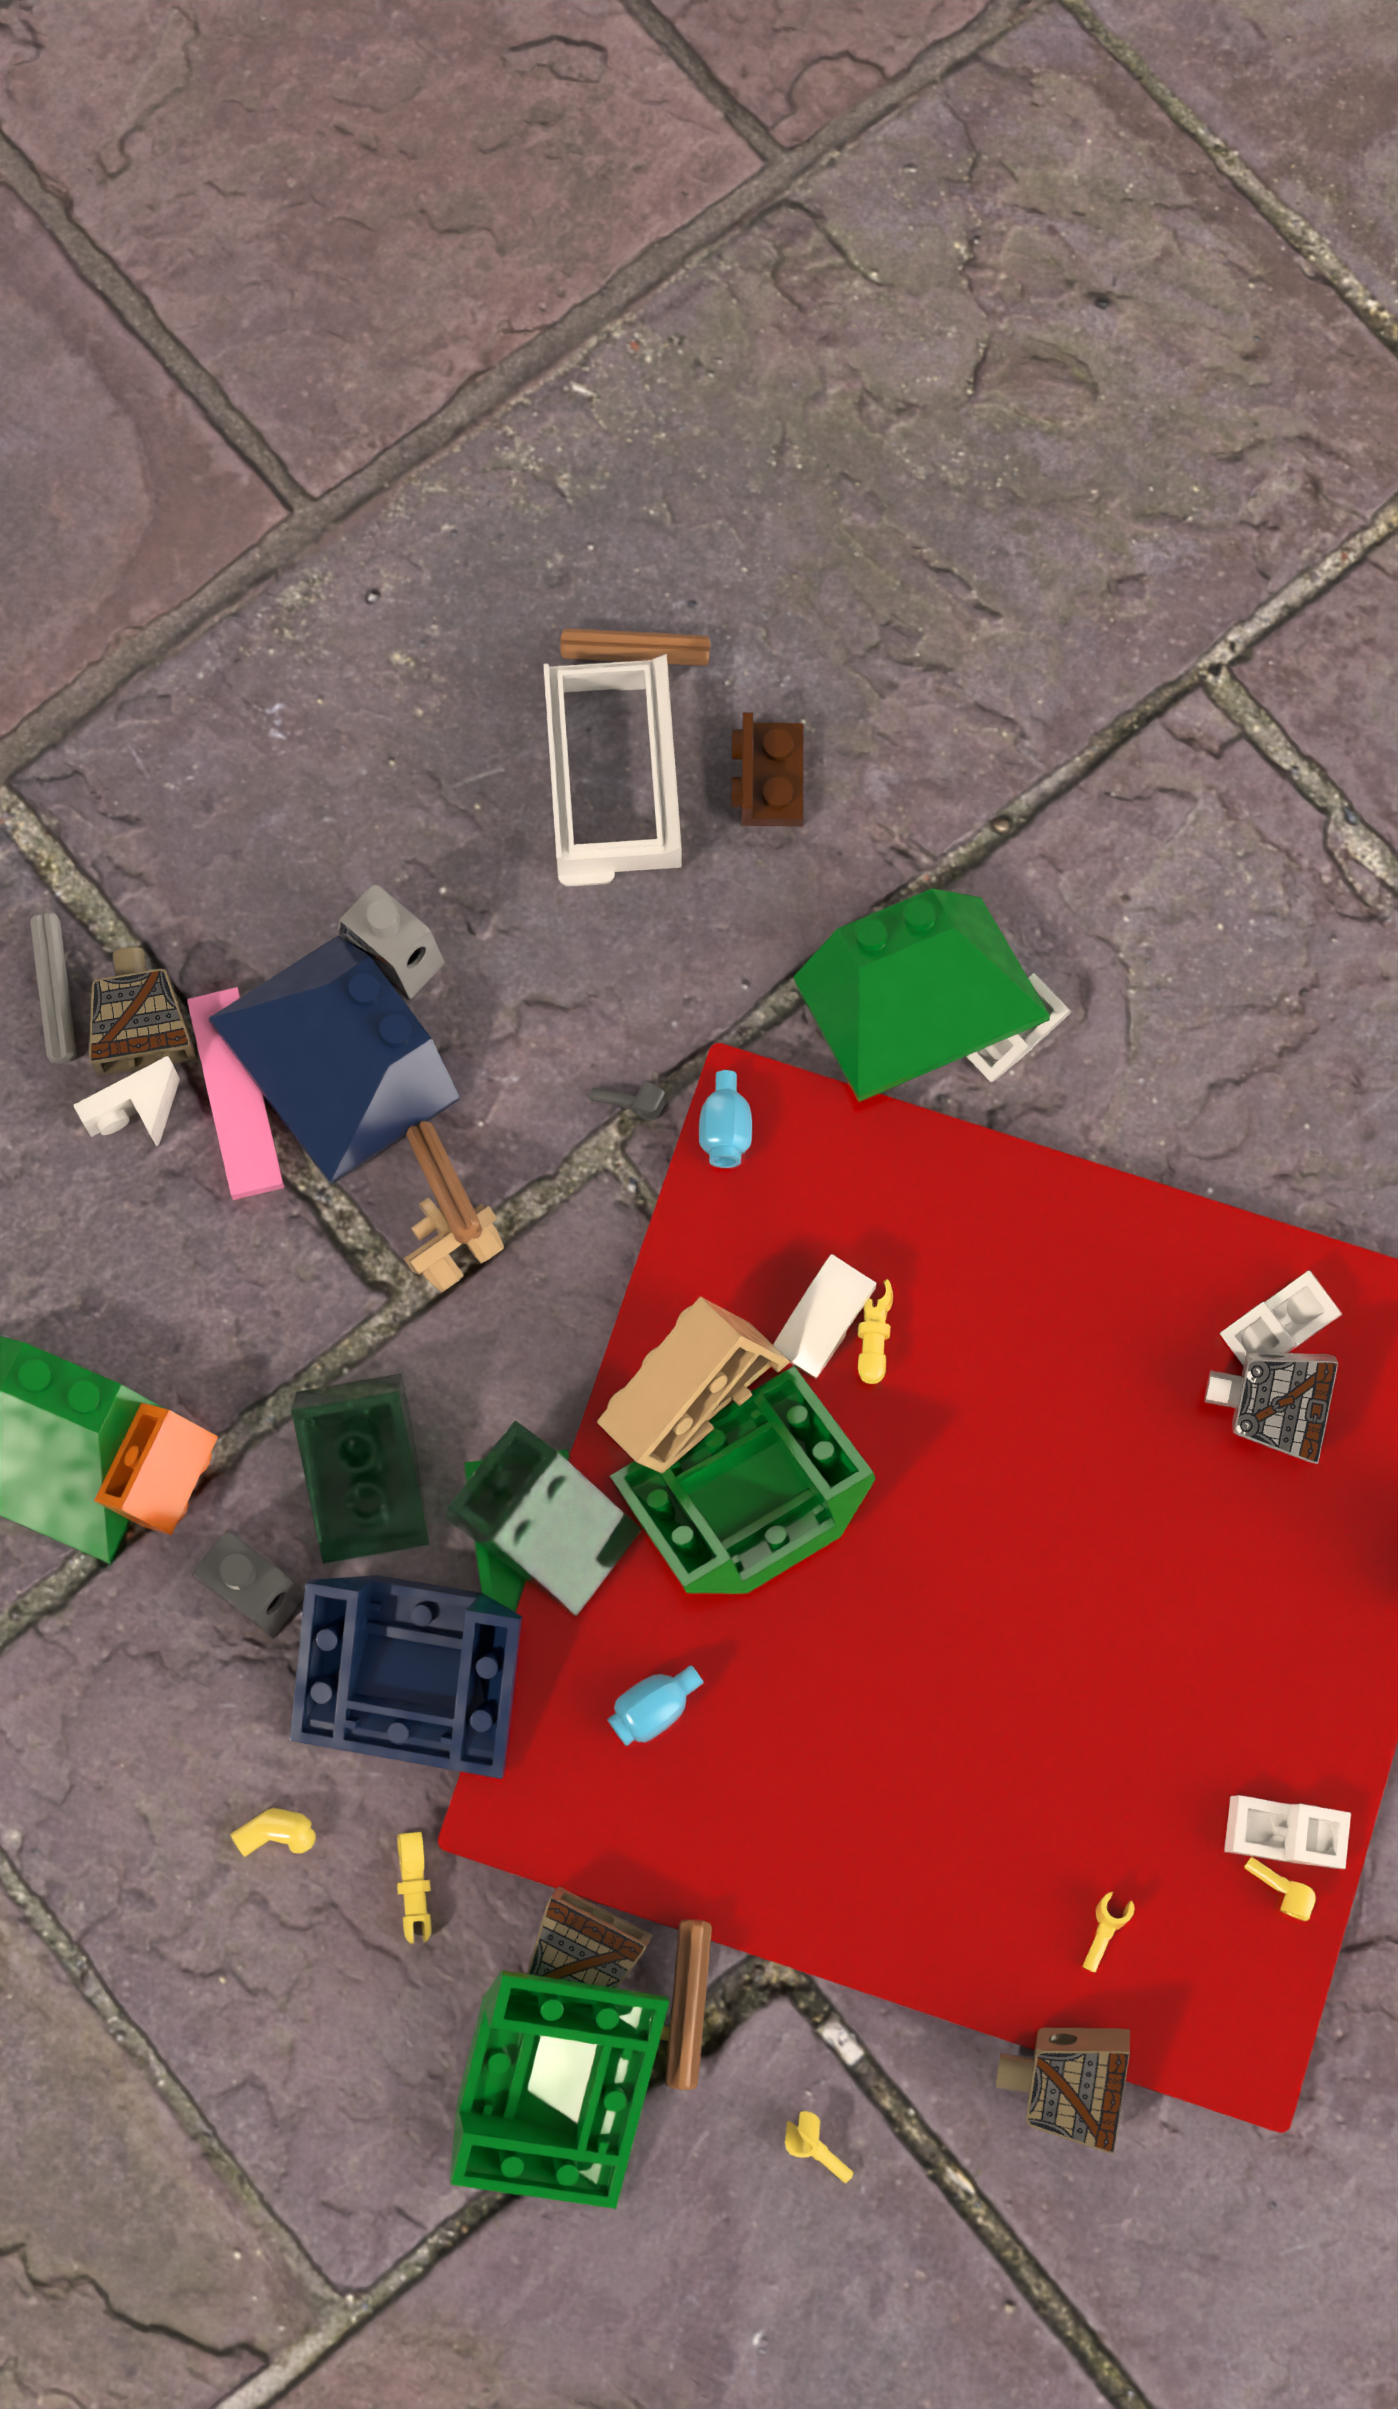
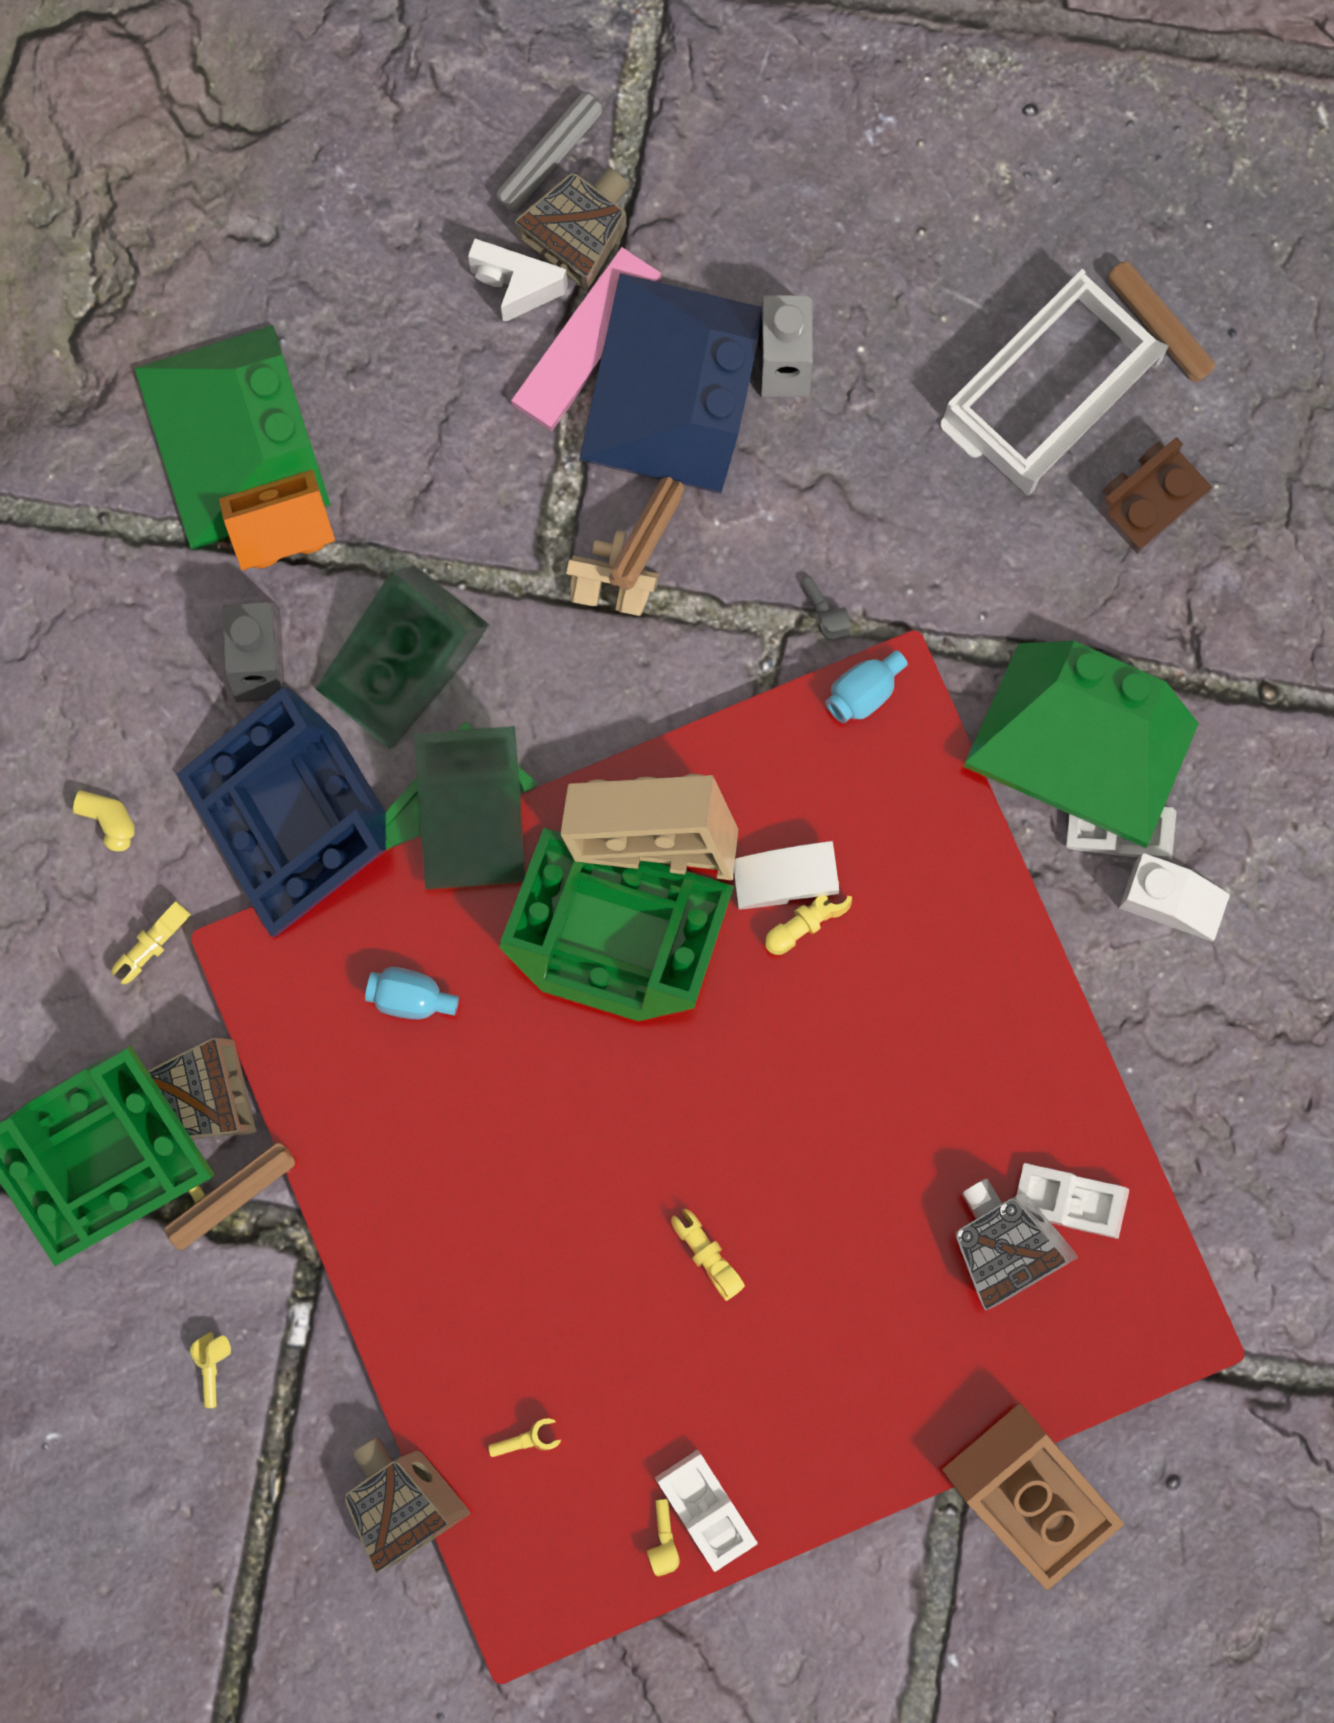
camera: 50 degrees right, 5 degrees up
(1100, 1650) = (707, 1254): none -> light yellow piece
(1103, 1035) = (1174, 897): none -> white slope

